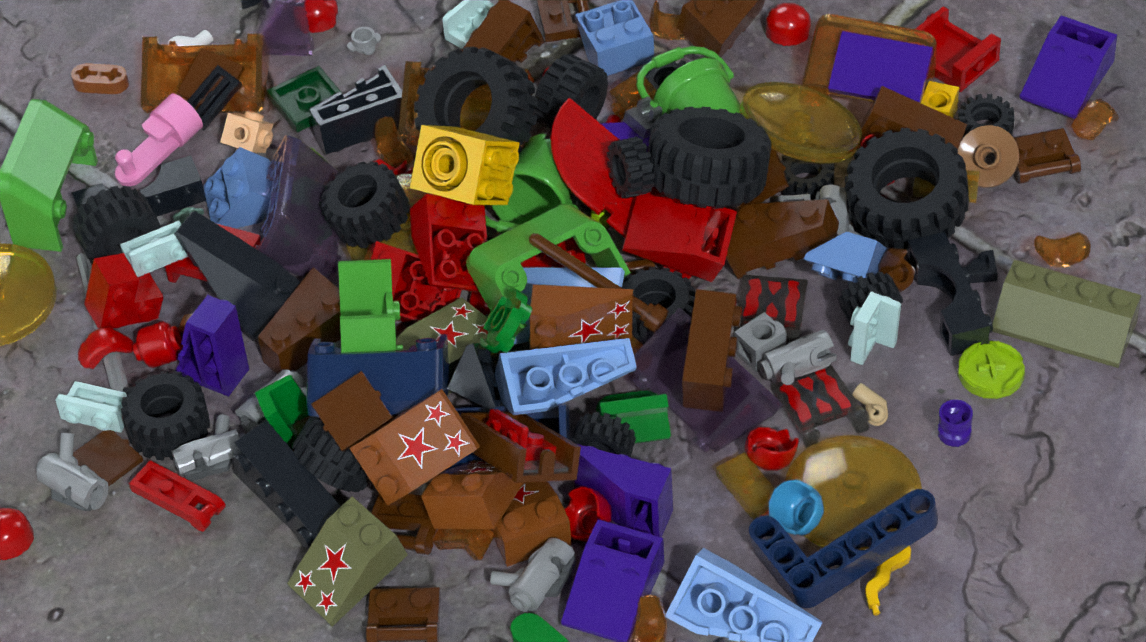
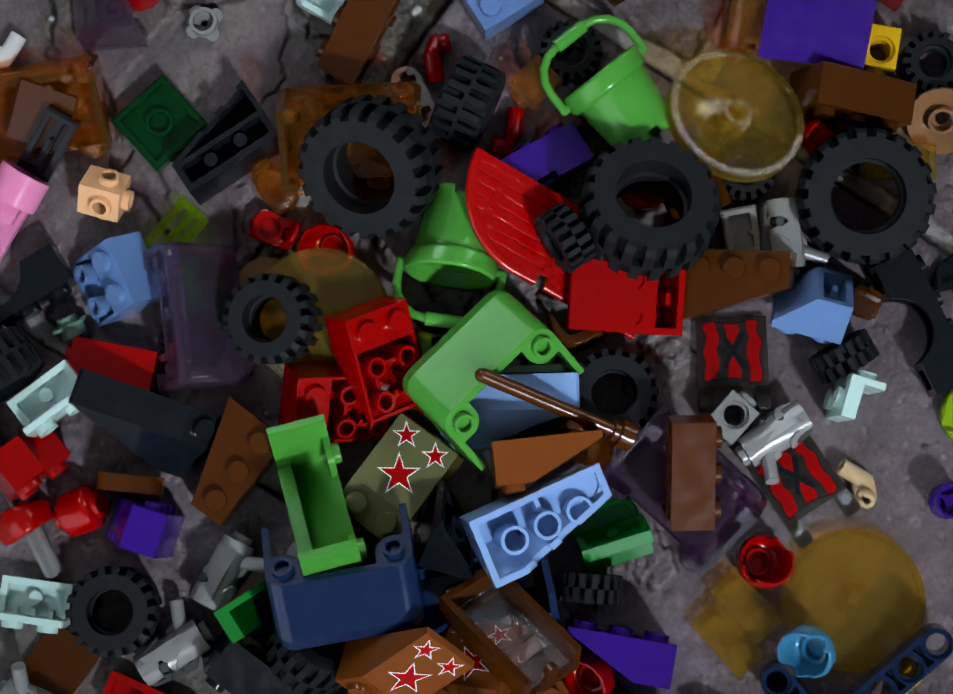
camera: 10 degrees left, 35 degrees up
(352, 411) = (330, 646): reddish brown piece -> none
(464, 165) = (380, 271): yellow brick -> none
(505, 320) = (468, 486): green plate -> none
(520, 434) = (508, 623): red bracket -> none
(642, 117) = (560, 135): flat silver tile -> none
(725, 509) = (727, 639): none -> clear yellow plate

